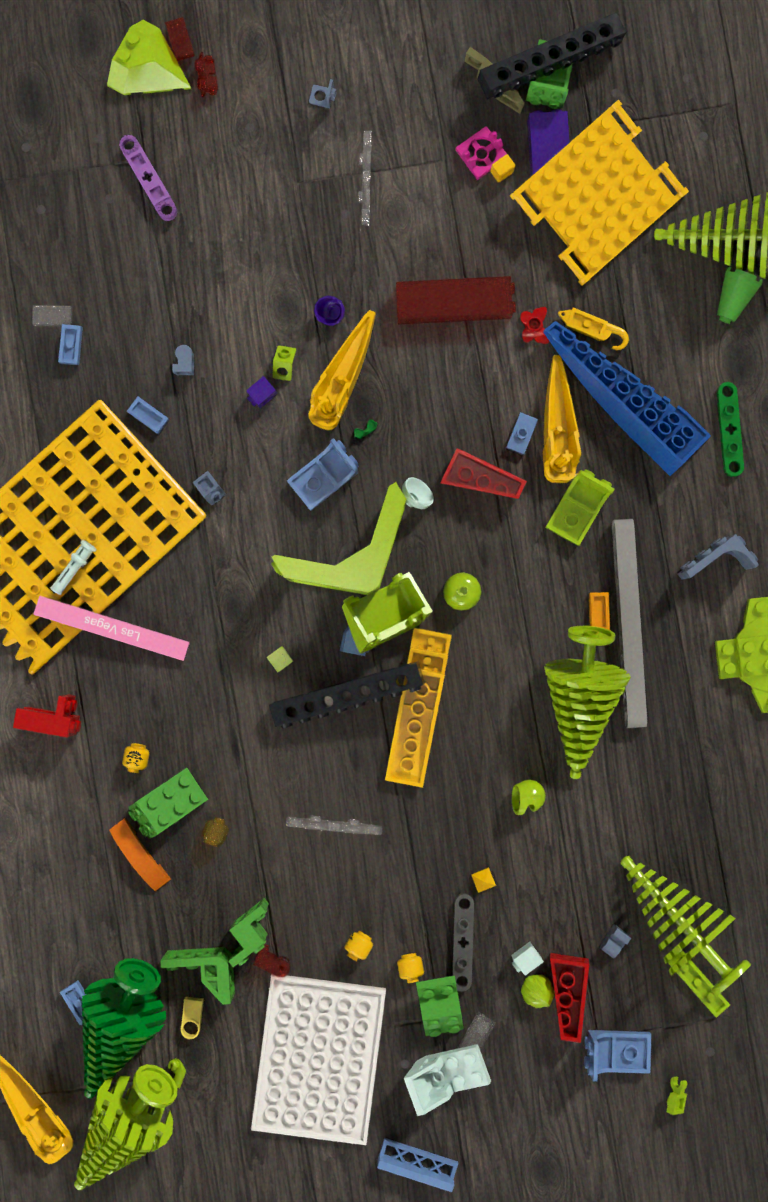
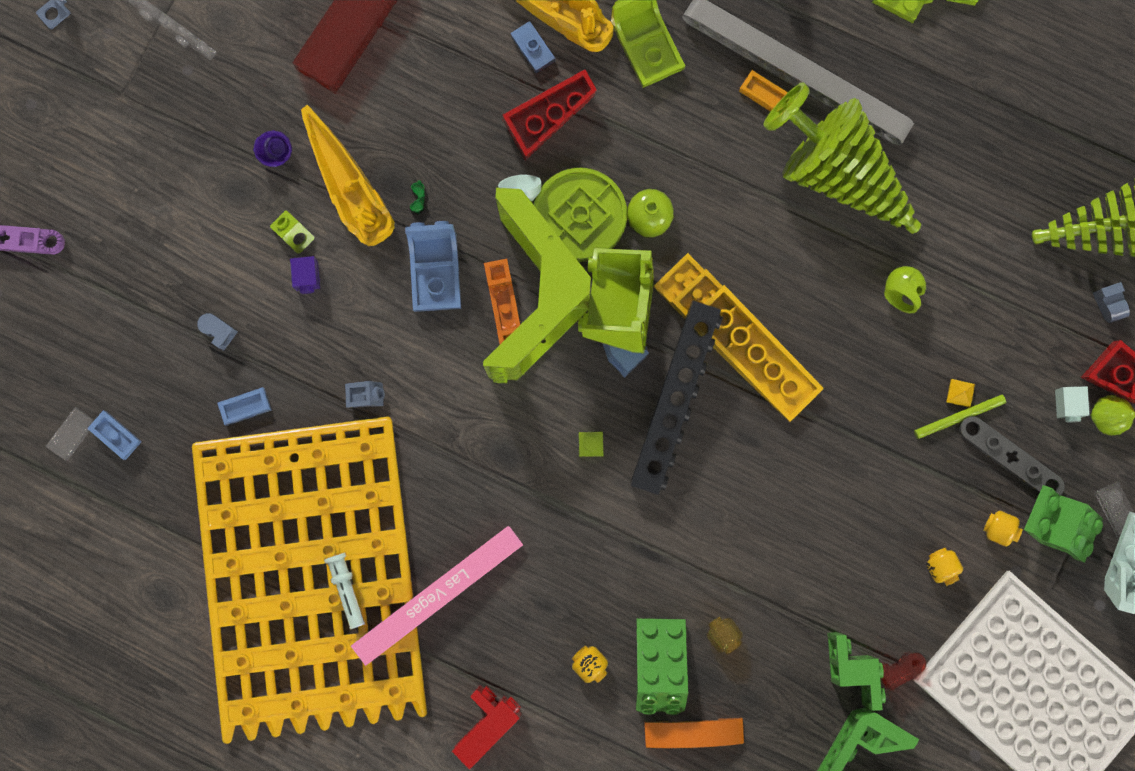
camera: 50 degrees left, 5 degrees down
(333, 536) = (502, 298): none -> orange slope
(351, 826) = (787, 522): clear piece -> none
(429, 545) = (583, 210): none -> lime plate
(467, 890) = (960, 416): none -> lime bar

